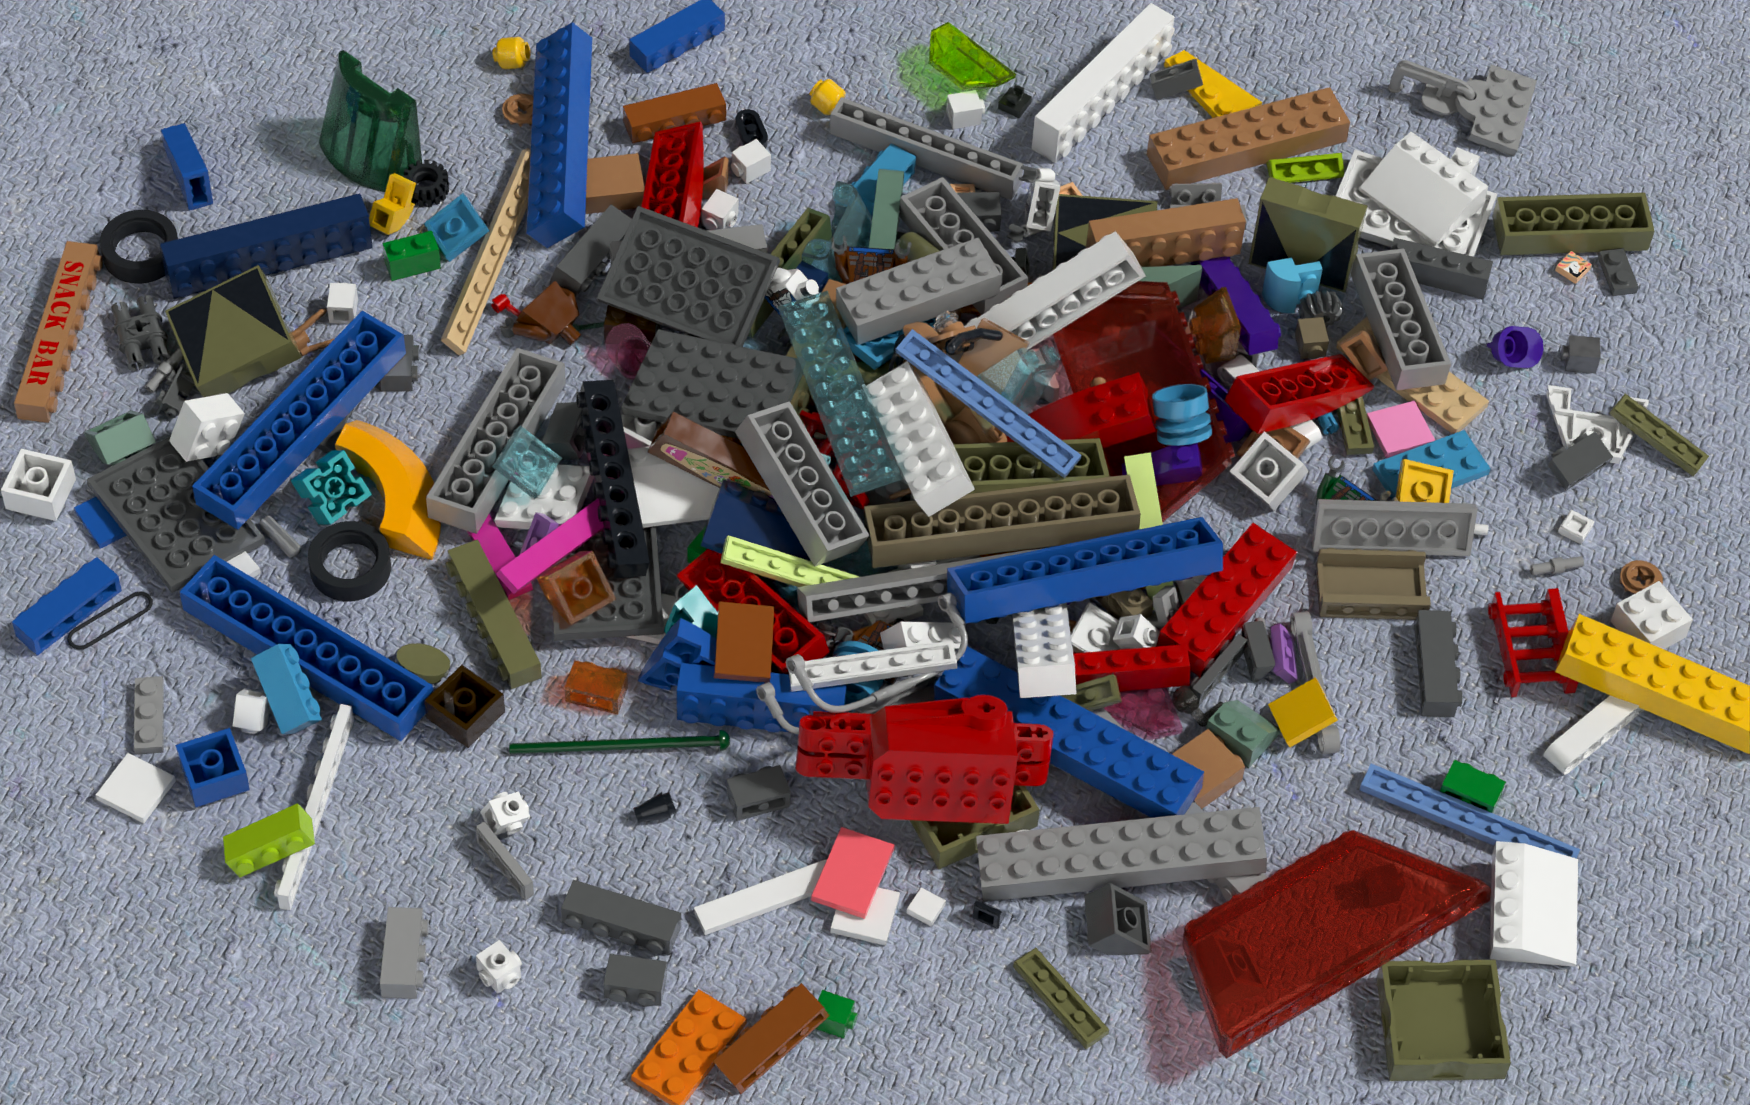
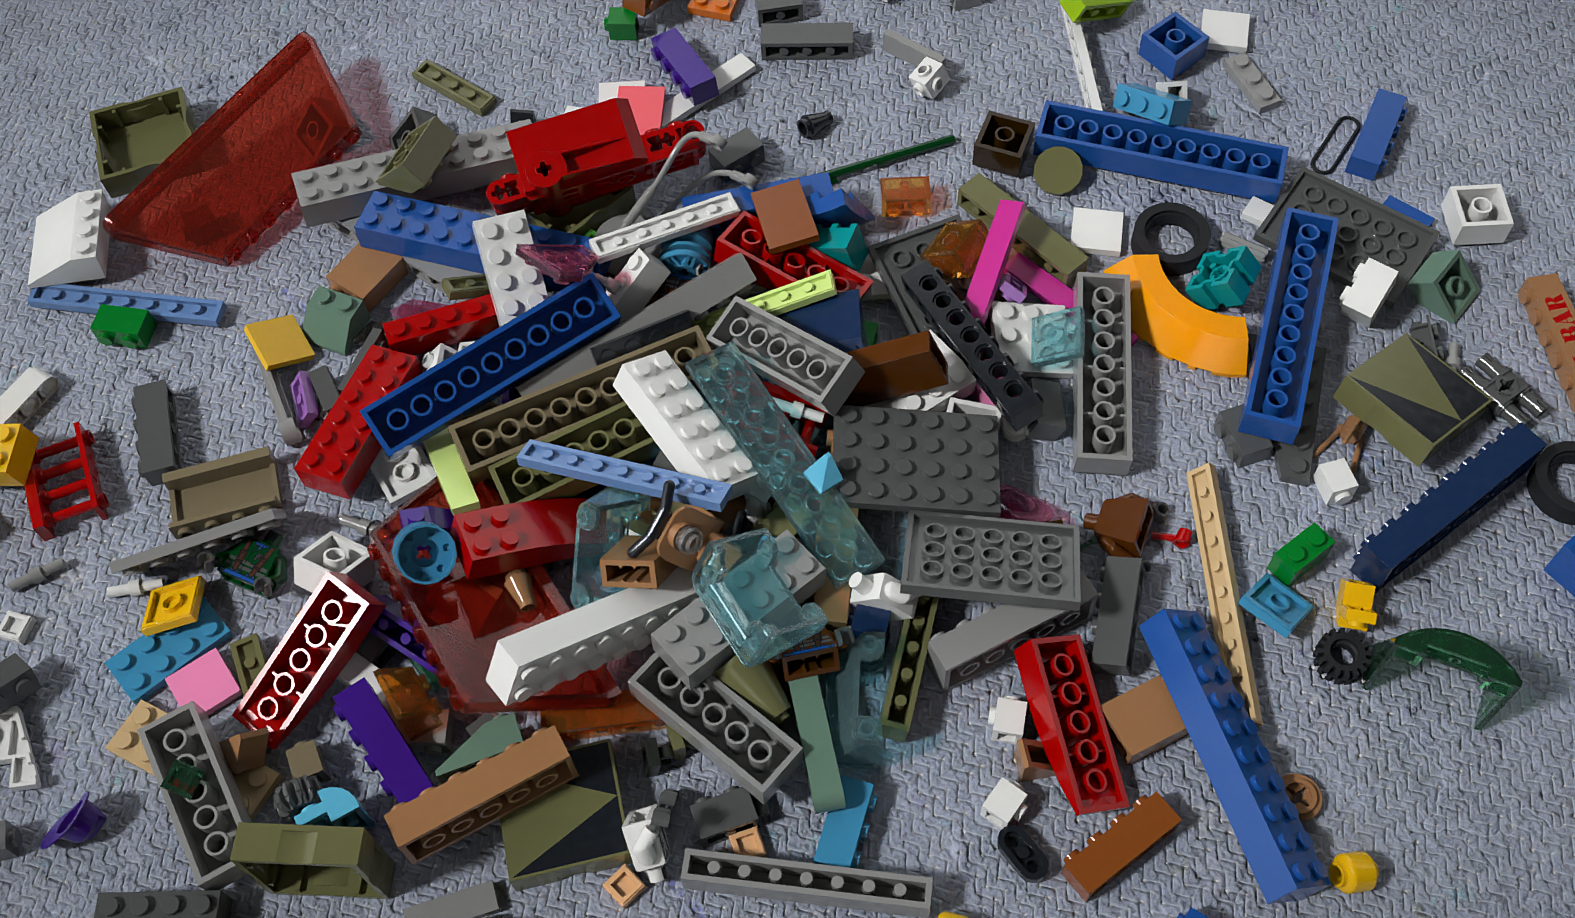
camera: 170 degrees right, 5 degrees up
(416, 597) = (1097, 231): none -> white tile
(780, 917) = (684, 67): none -> dark purple brick
(807, 368) = (824, 474): none -> medium azure slope
(904, 254) = (751, 599): none -> clear light blue windscreen
(939, 559) = (642, 337): none -> black plate
(992, 615) = (560, 262): none -> clear pink plate
(1122, 825) = (418, 157): none -> olive slope
(1235, 519) = (362, 526): none -> light grey bar
(1412, 314) = (182, 779): none -> clear green tile

